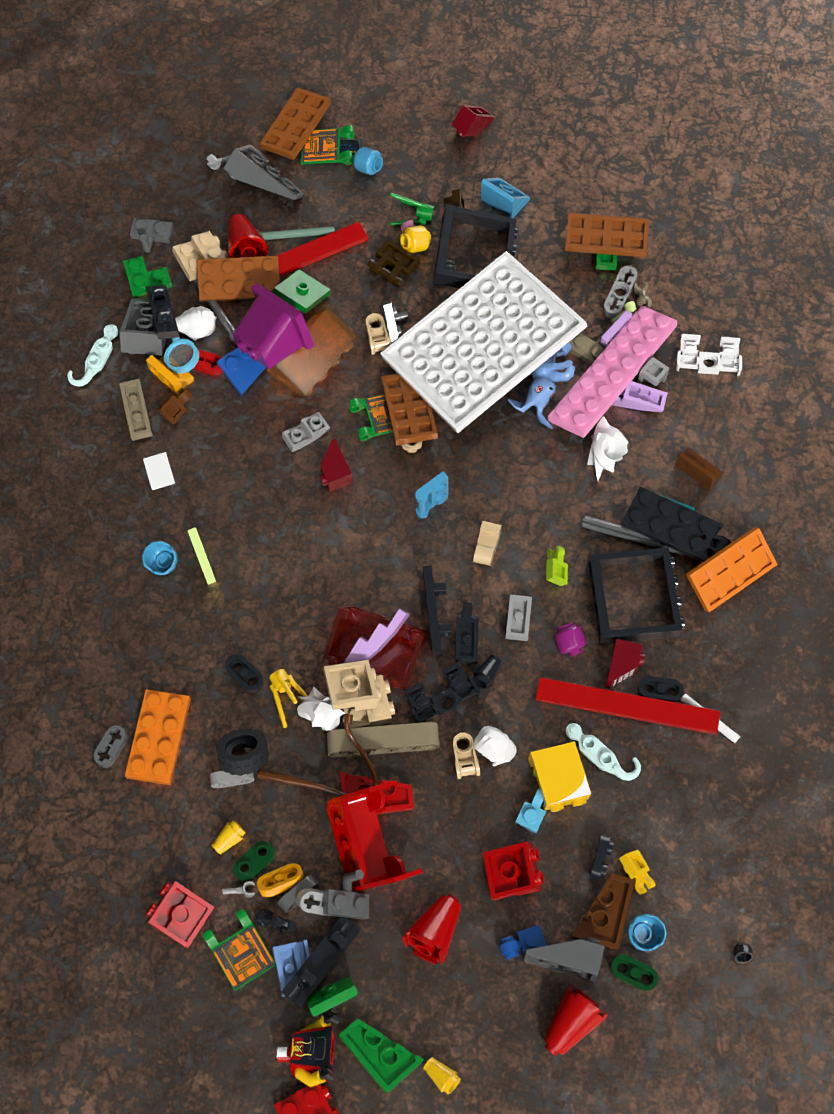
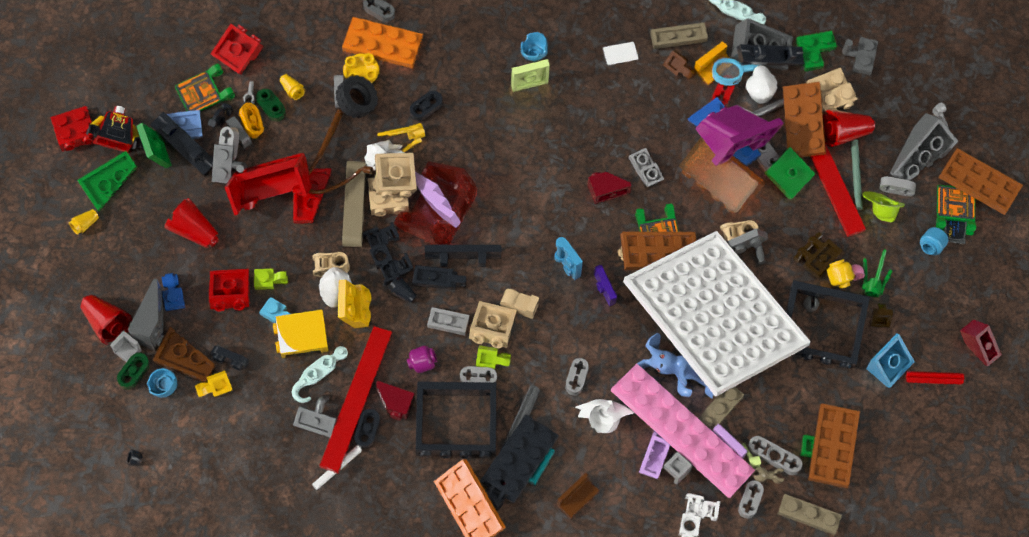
camera: 90 degrees right, 0 degrees up
(198, 756) = (362, 65): none -> yellow dish
(307, 194) = (897, 186): none -> light grey beam
(333, 204) = (883, 206): none -> lime piece
(455, 459) = (604, 286): none -> dark purple plate
(490, 831) = (267, 278): none -> lime plate
(515, 161) = (934, 377): none -> red axle
(517, 717) = (354, 304): none -> yellow plate
(518, 569) = (492, 324): none -> tan plate
(563, 481) = (581, 378): none -> light grey beam
(584, 580) = (480, 372): none -> light grey beam
(606, 987) = (125, 346): none -> light grey panel
(661, 746) = (314, 419): none -> plate
(671, 309) = (746, 497): none -> light grey beam
(676, 260) = (809, 514): none -> dark tan plate

